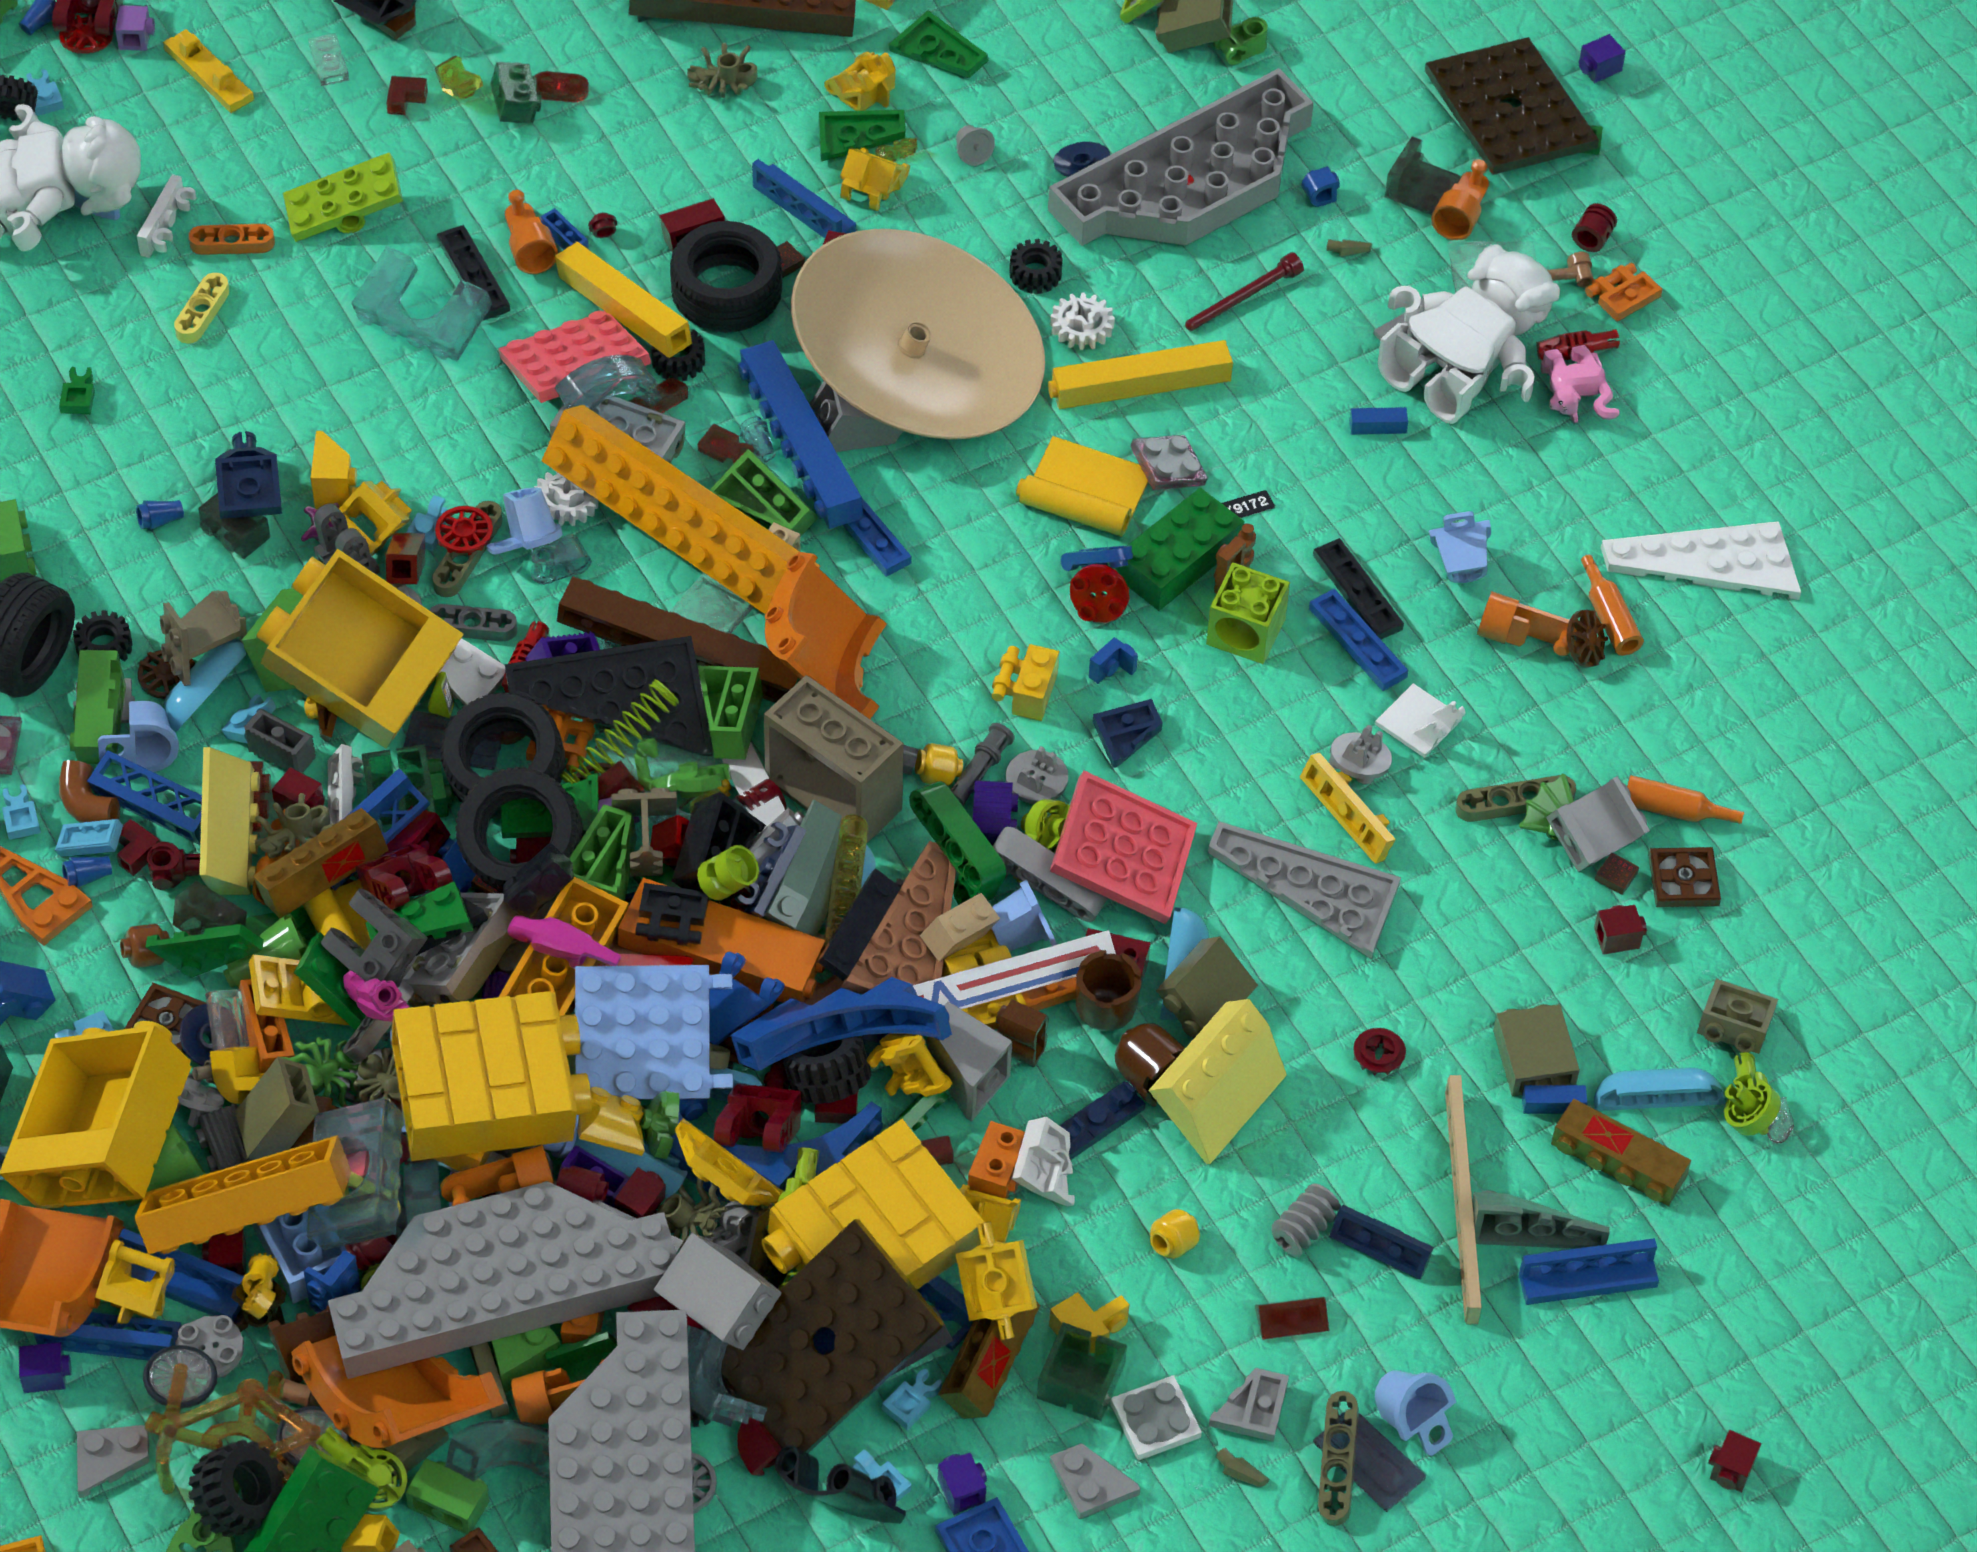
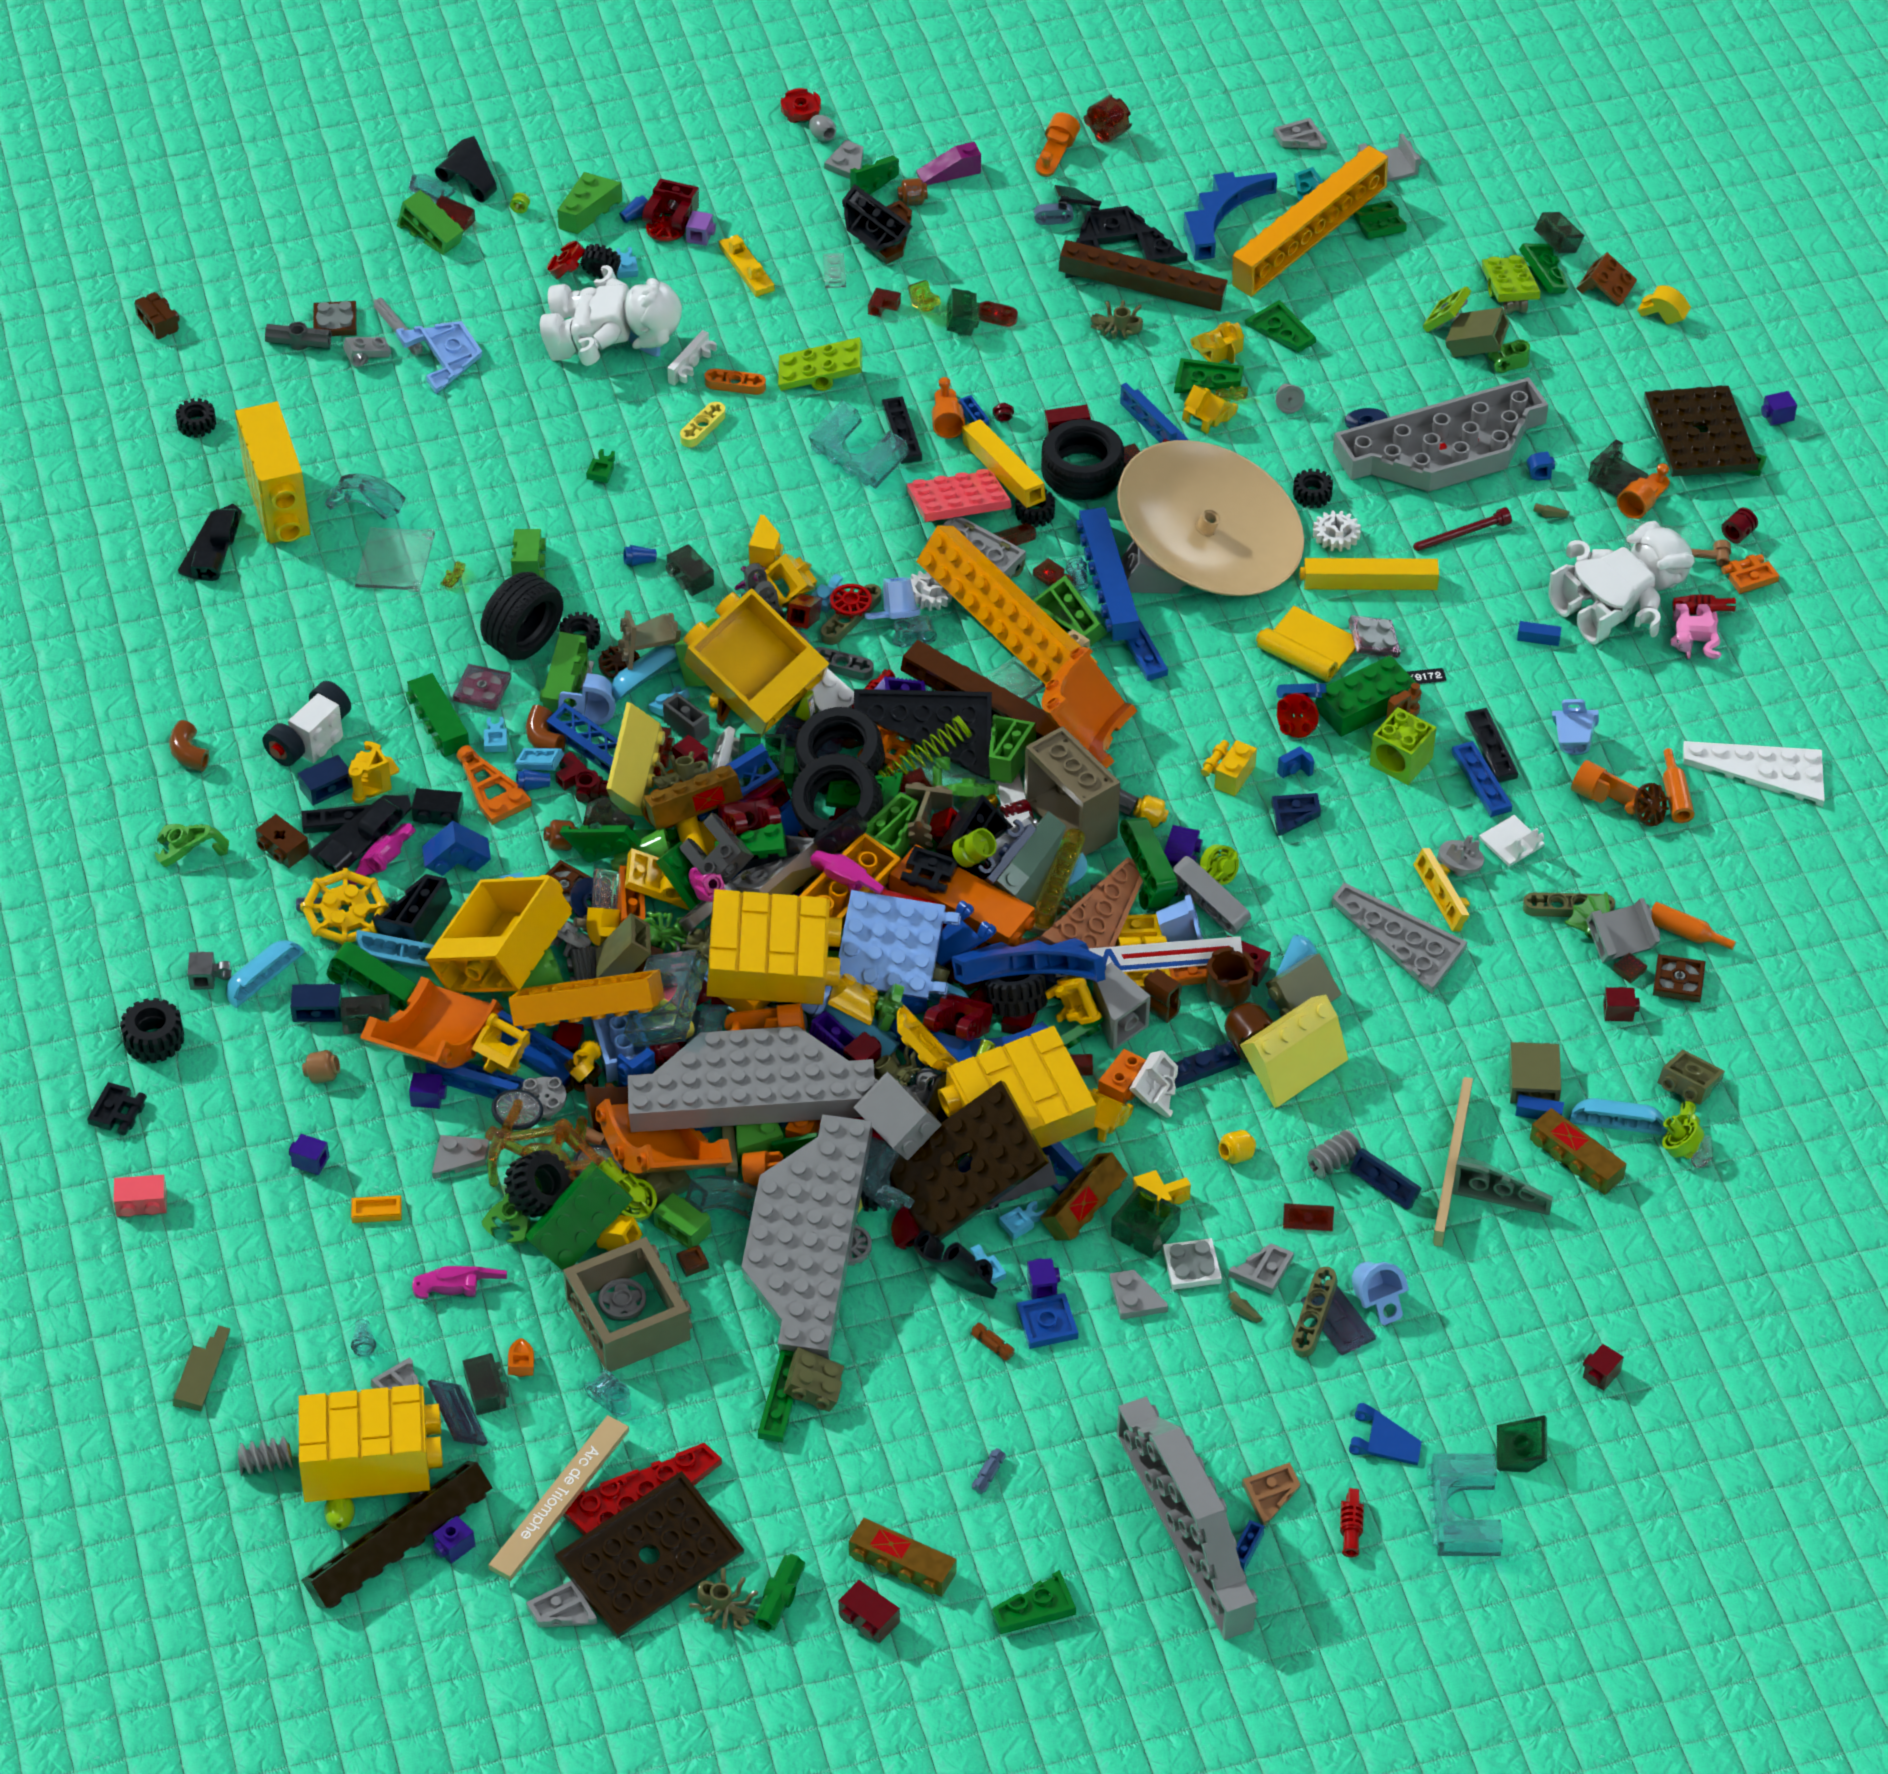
camera: 15 degrees right, 5 degrees down
(247, 480) = (705, 541): dark blue plate -> none
(584, 1183) = (824, 1033): dark red brick -> none
(606, 378) = (974, 511): clear light blue arch -> none
(859, 924) = (1061, 901): black plate -> none
(959, 927) = (1134, 916): tan brick -> none
(986, 755) = (1187, 811): dark grey pin -> none
(996, 1280) = (1096, 1146): yellow plate -> none
(1042, 766) = (1216, 825): light grey plate -> none
(1124, 847) = (1268, 886): coral plate -> none
(1367, 1044) = (1414, 1048): dark red gear -> none
(1590, 1273) = (1532, 1228): blue fence -> none

